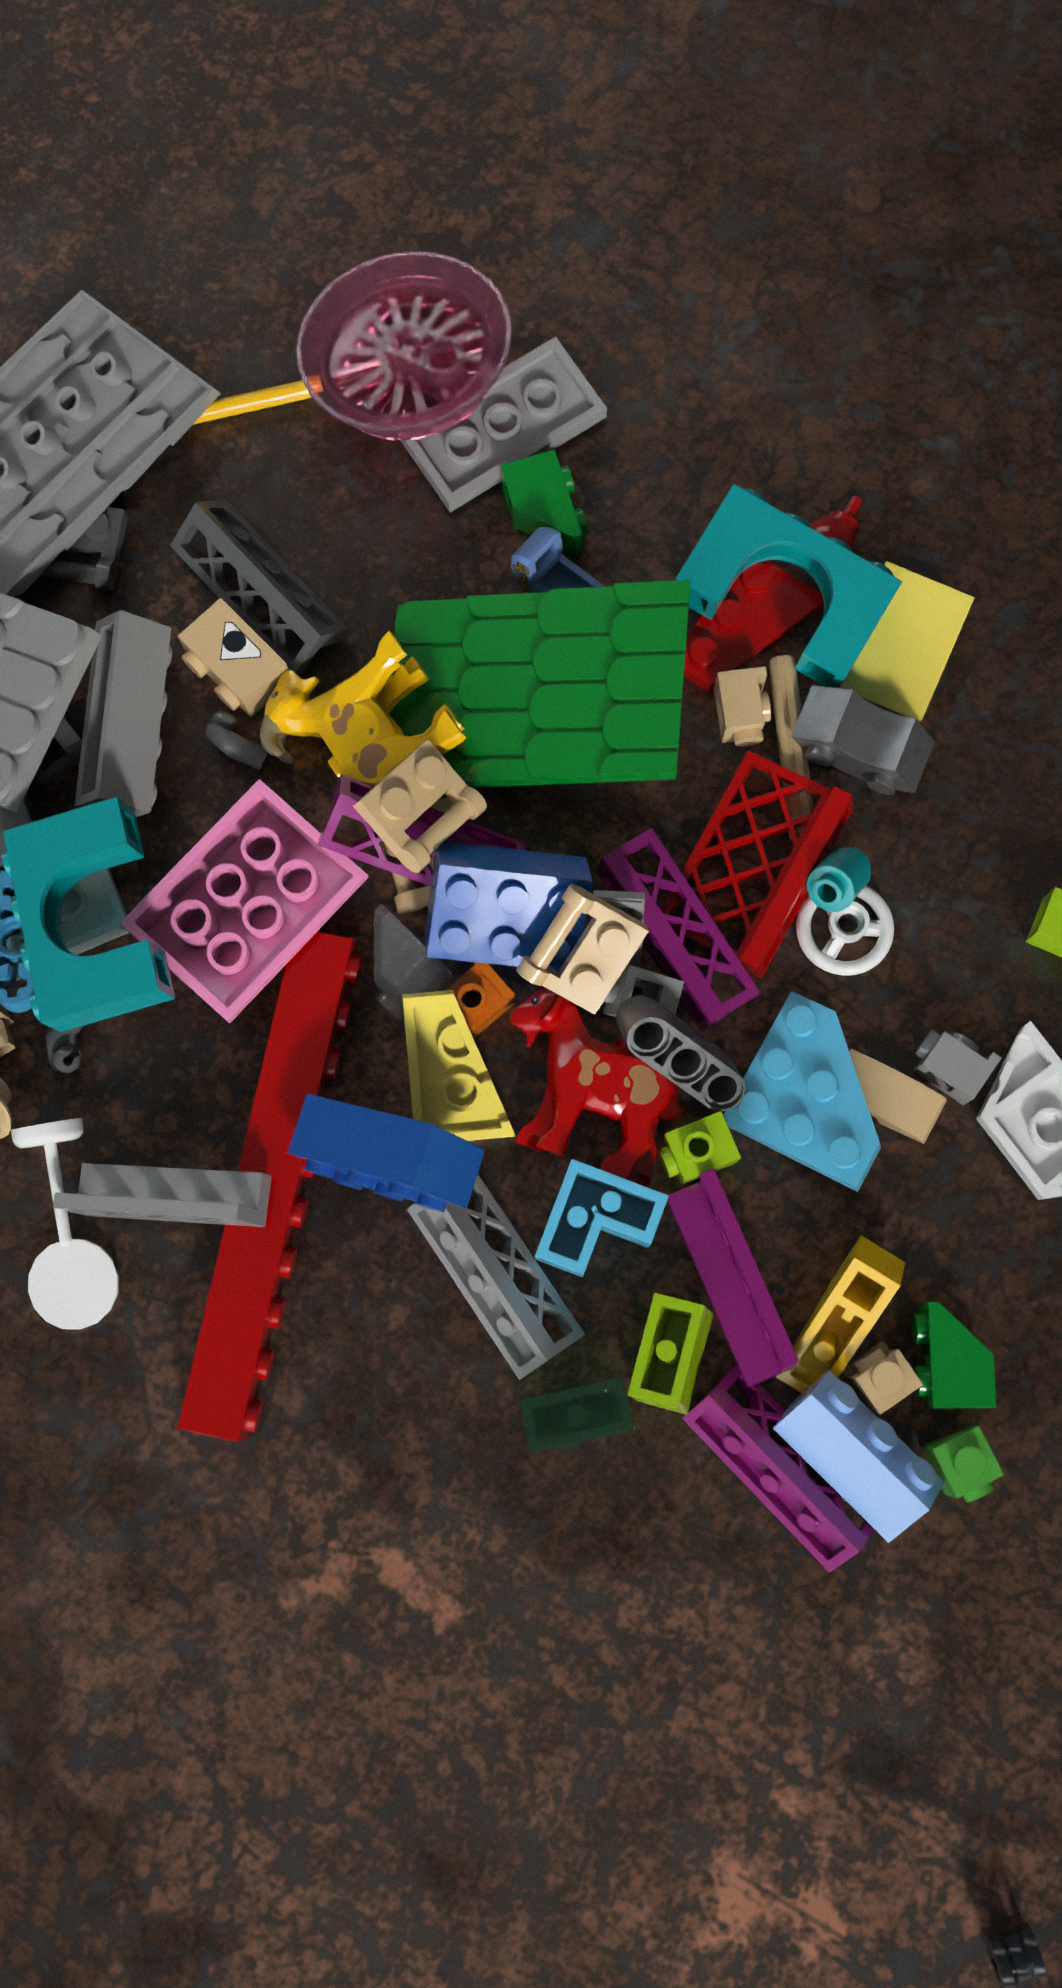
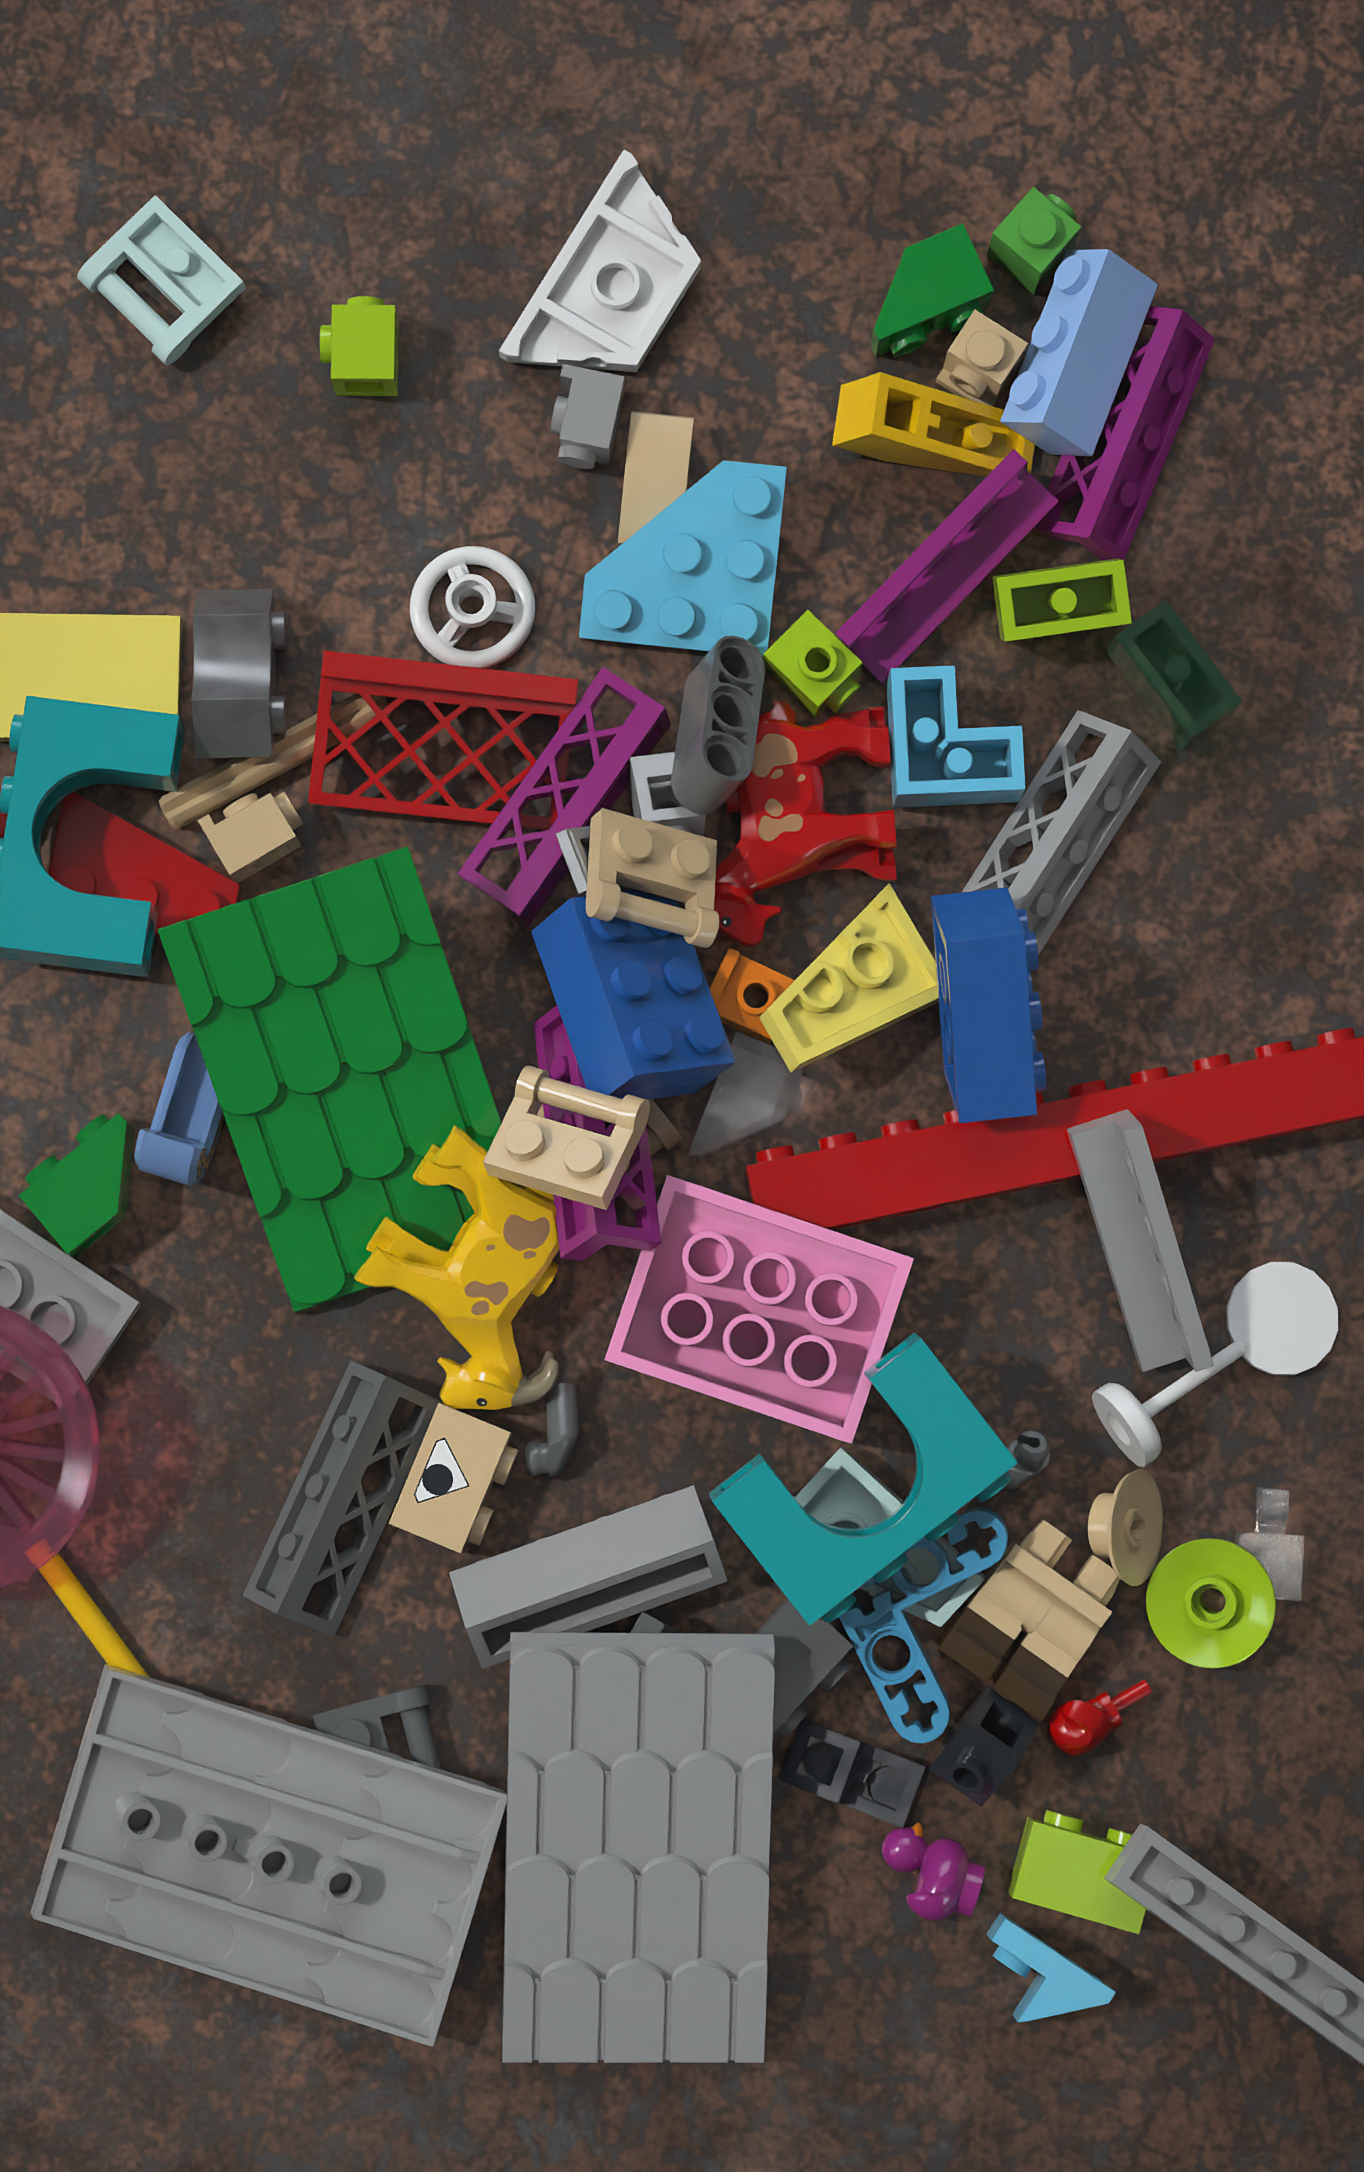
camera: 120 degrees left, 5 degrees up
(839, 879) = (427, 628): teal brick -> none

